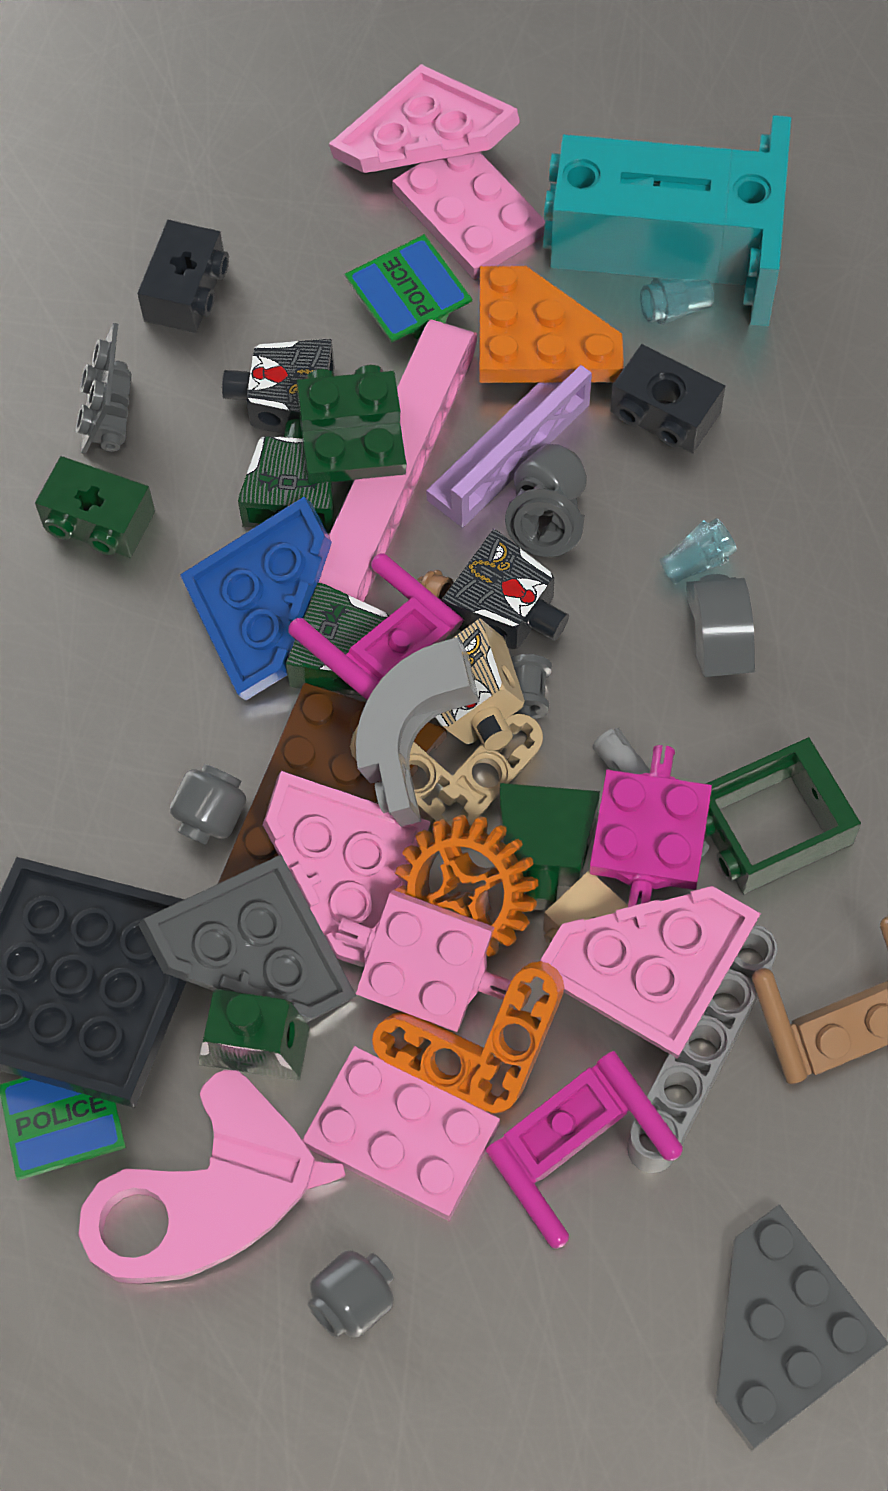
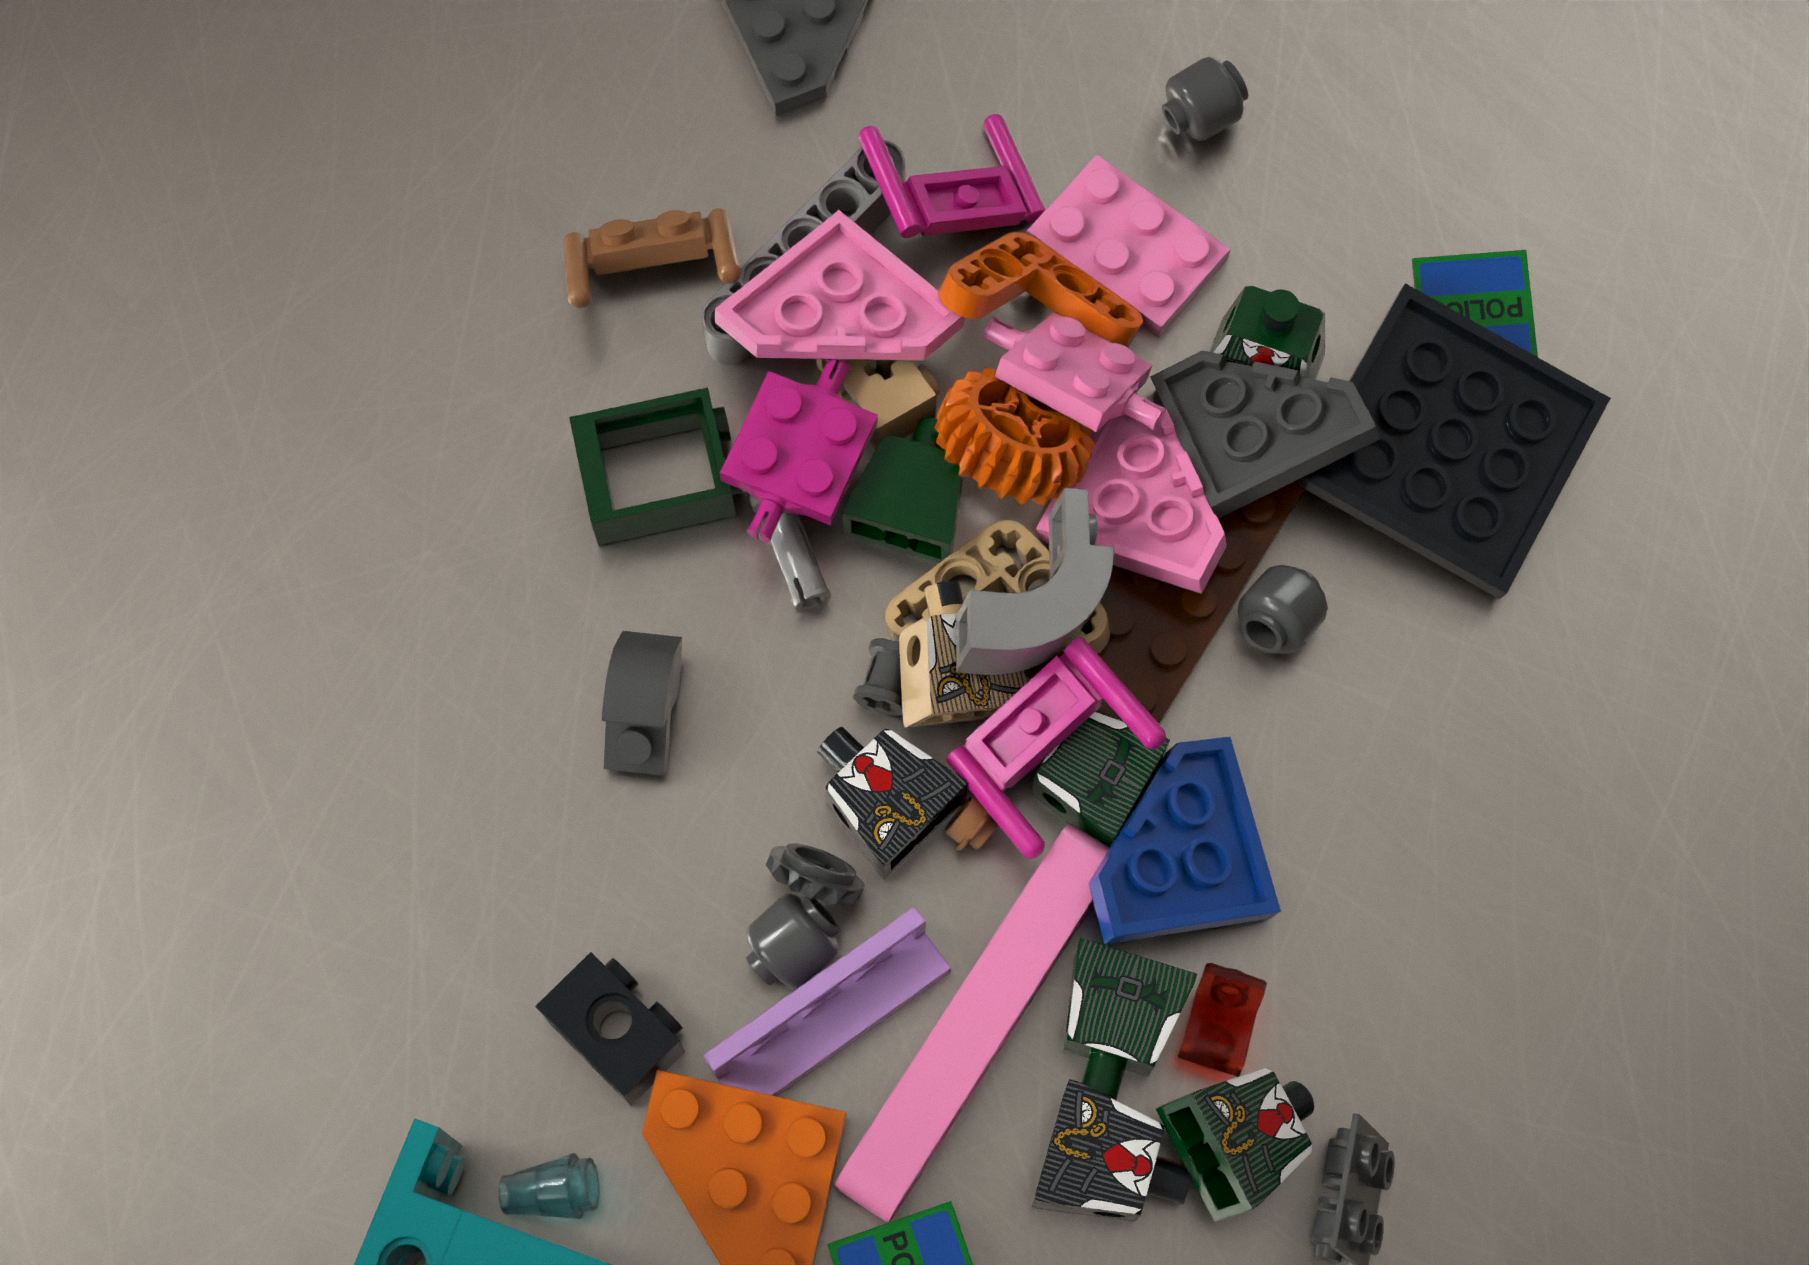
camera: 170 degrees left, 5 degrees up
(95, 507) = (1346, 1023): dark green brick -> none
(189, 410) = (1240, 1138): none -> torso
(215, 489) = (1222, 1019): none -> clear red bracket
(216, 1212) = (1290, 216): bright pink animal -> none
(351, 425) = (1035, 1039): dark green plate -> none
(699, 551) = (636, 806): clear light blue cone -> none

